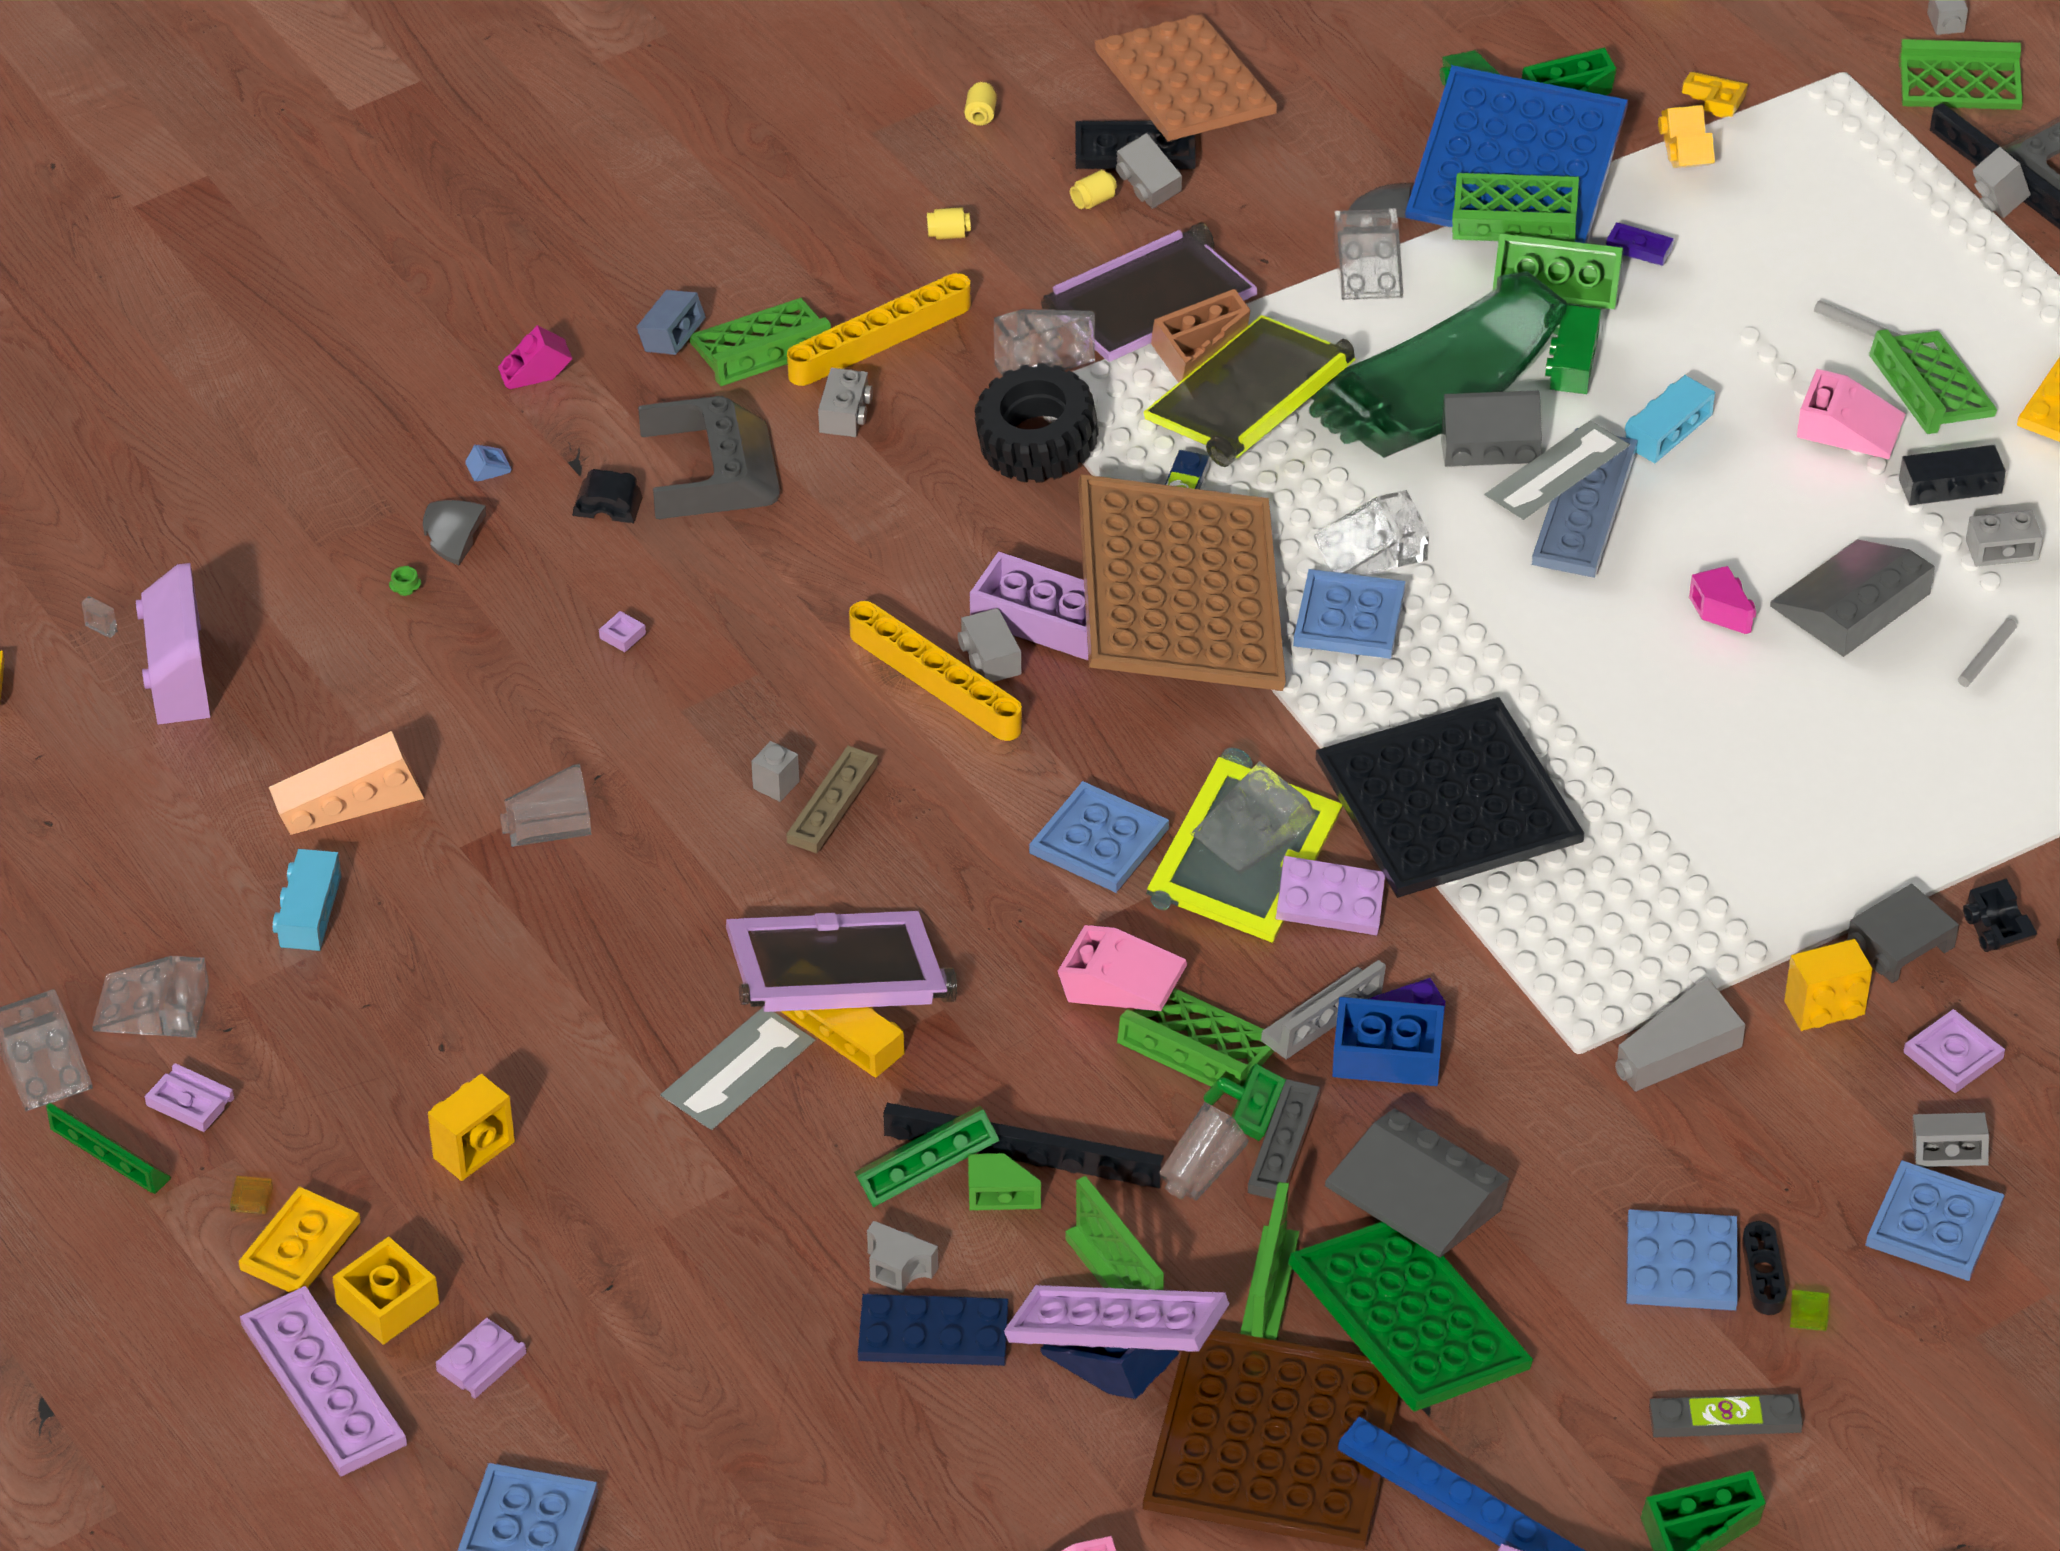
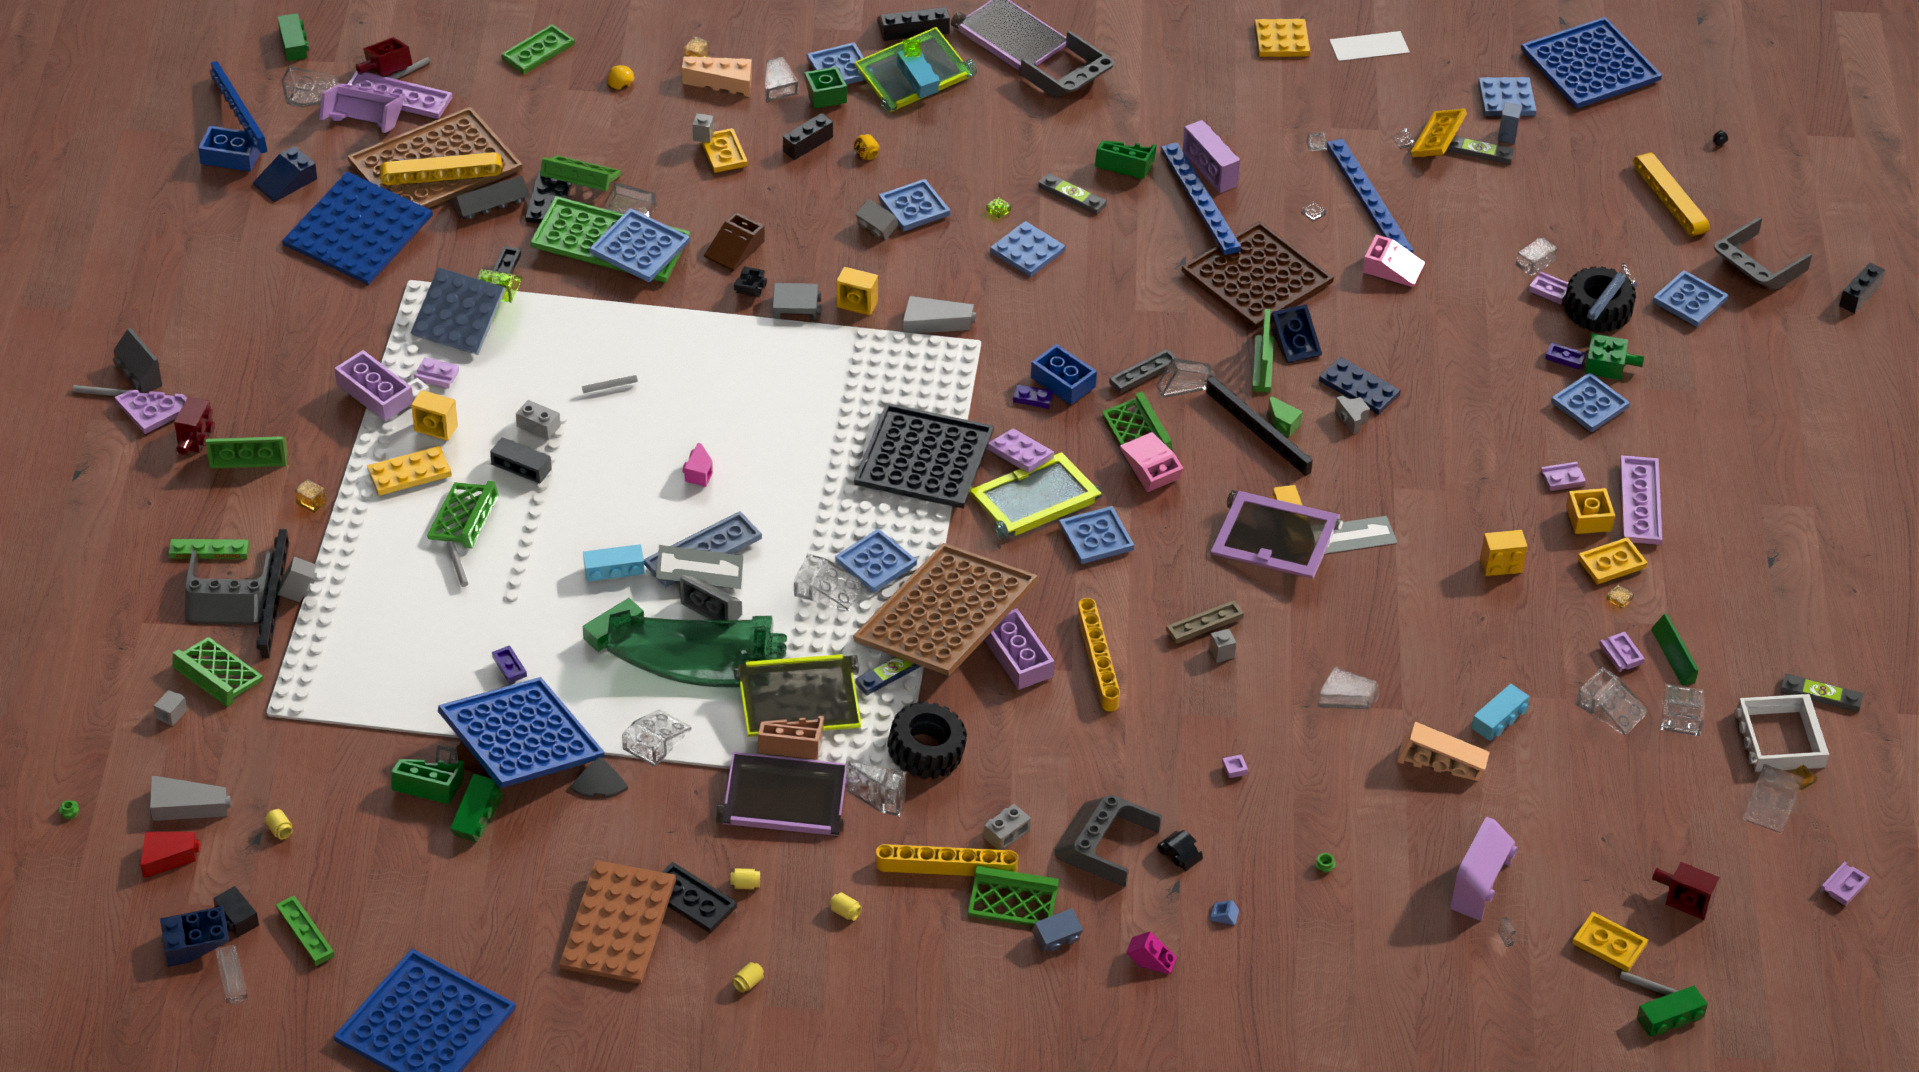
camera: 145 degrees left, 0 degrees up
(452, 526) = (1276, 882): dark grey brick -> none
(926, 1156) = (1307, 439): green slope -> none
(990, 645) = (1063, 644): light grey brick -> none
(1117, 1317) = (1292, 322): lavender plate -> none
(1148, 171) = (709, 863): light grey brick -> none
(1254, 819) = (1024, 489): clear slope -> none
(1255, 1099) = (1147, 386): green plate -> none
(1271, 1272) = (1212, 321): bright green fence -> none
(1320, 1012) = (1074, 406): light grey fence -> none
(1410, 1314) = (1162, 278): green plate -> none
(1419, 1183) = (1111, 317): dark grey slope -> none
(1488, 224) = (565, 697): bright green fence -> none
(1573, 270) = (568, 672): bright green slope -> none
(1686, 137) = (414, 703): yellow brick -> none
(1720, 95) = (349, 731): yellow plate -> none
(1758, 1280) = (1011, 218): black beam -> none
(1848, 416) = (533, 513): bright pink slope -> none
(1856, 593) = (635, 436): dark grey slope -> none
(1954, 1051) = (830, 253): lavender plate -> none

